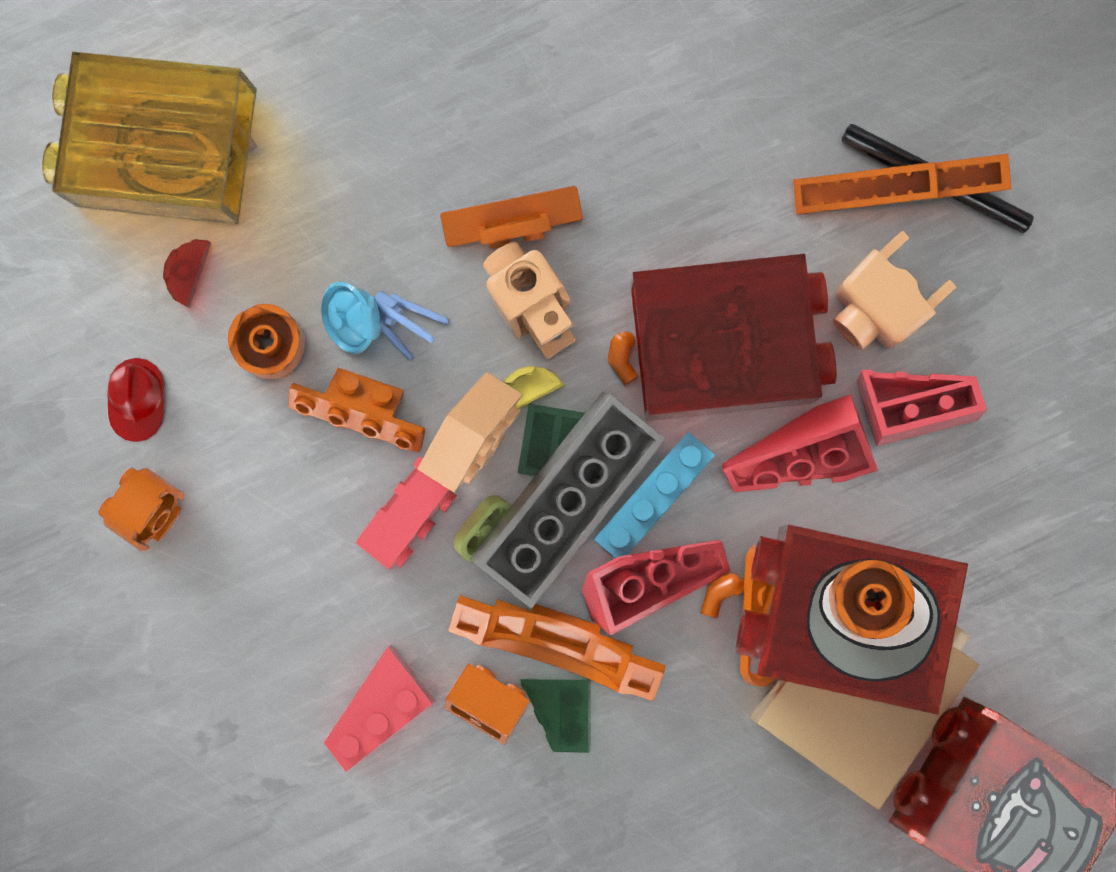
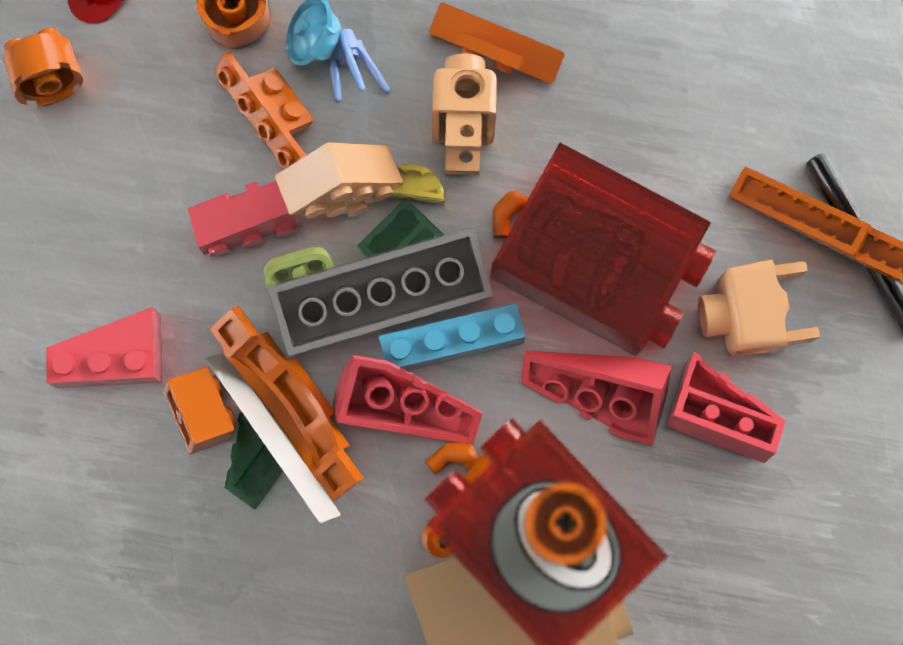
camera: 30 degrees right, 5 degrees down
(566, 684) = (273, 438): none -> white sticker

